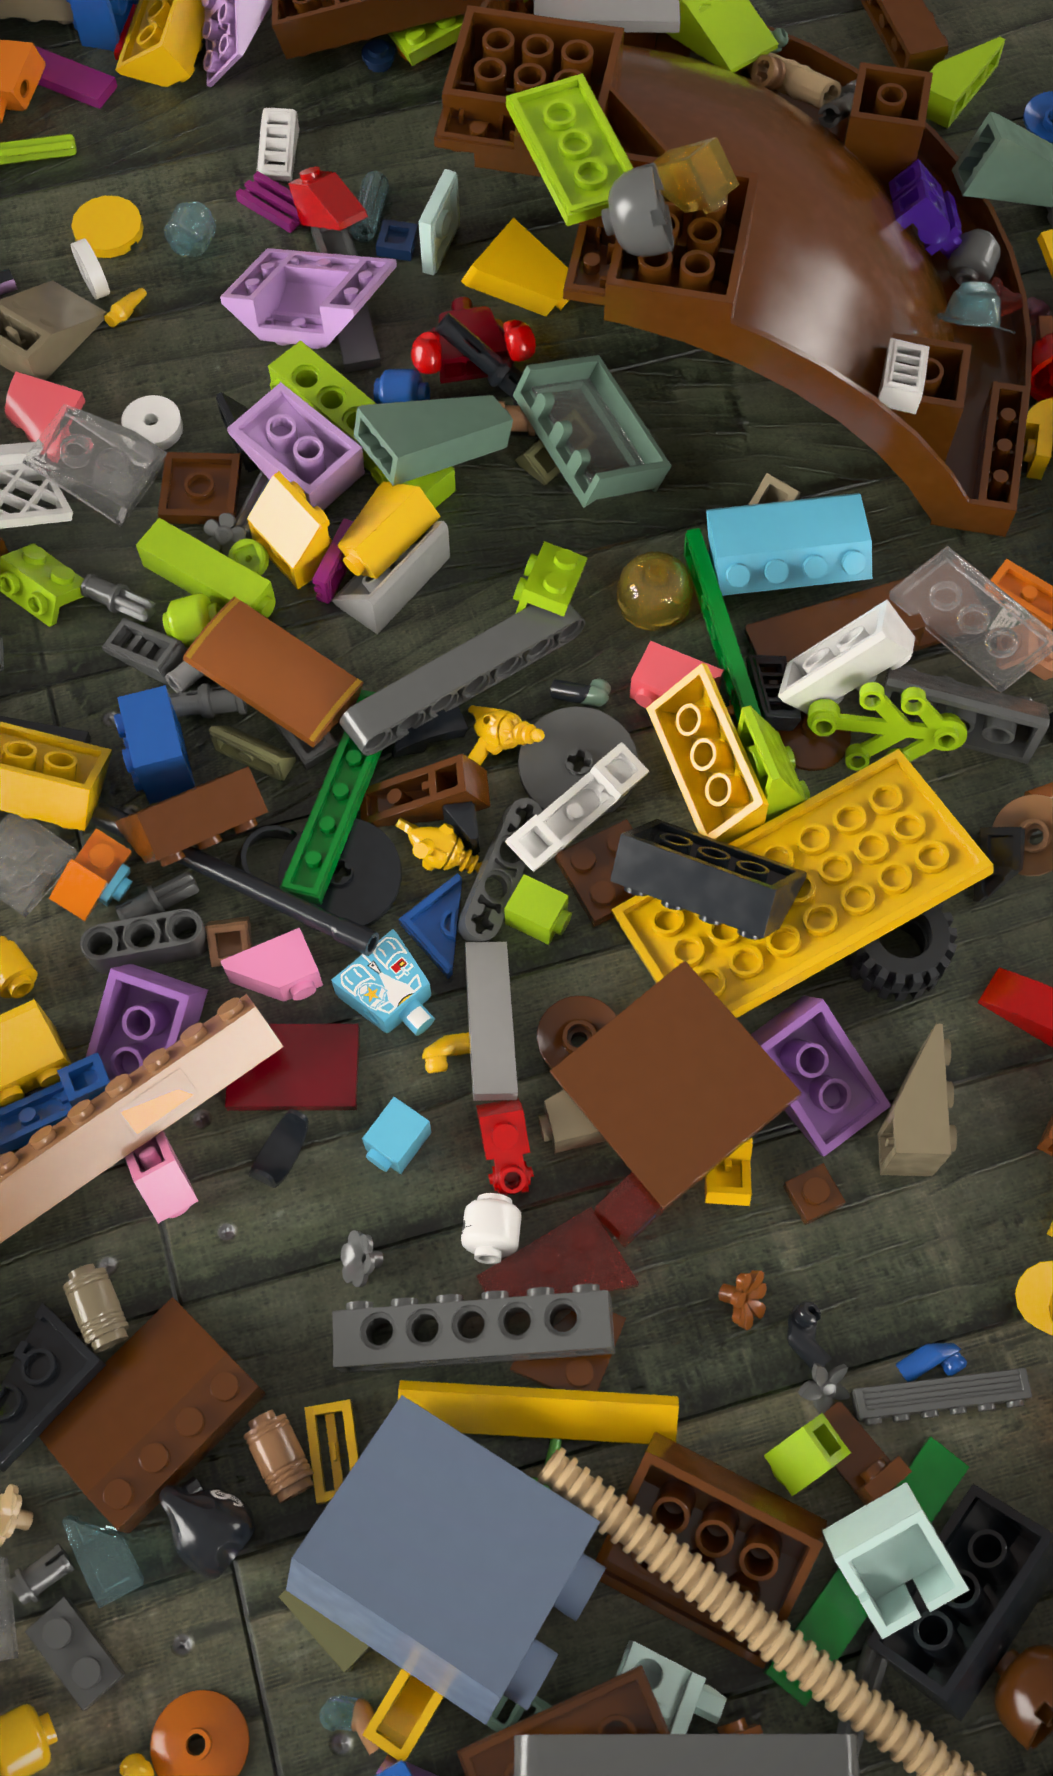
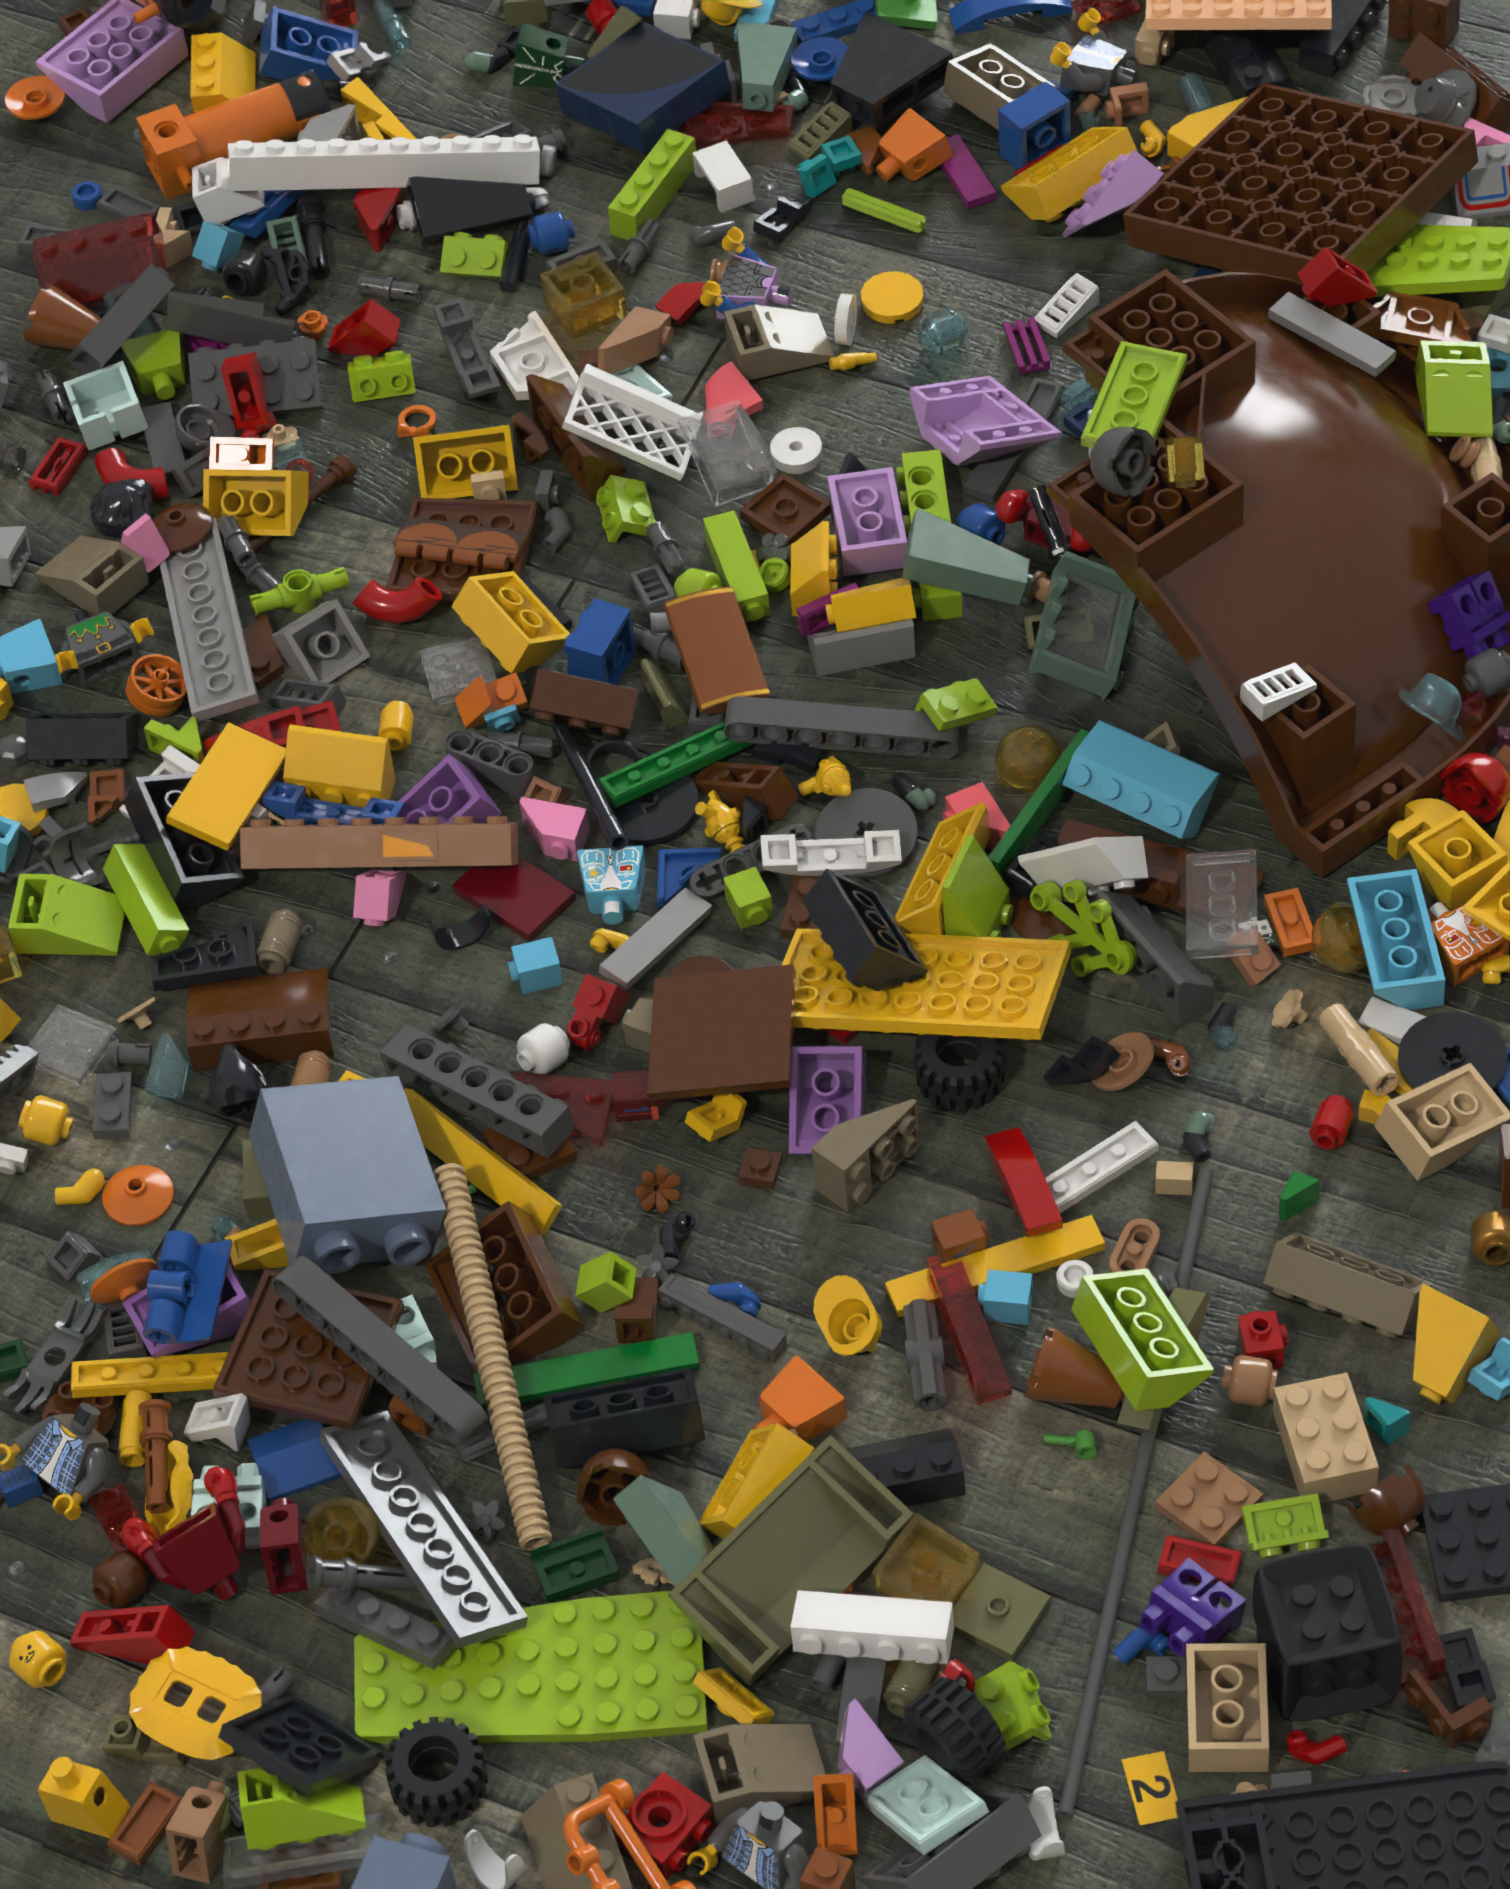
camera: 45 degrees right, 15 degrees down
(325, 200) = (1050, 364): red slope -> none
(887, 1547) = (601, 1346): light aqua piece -> none

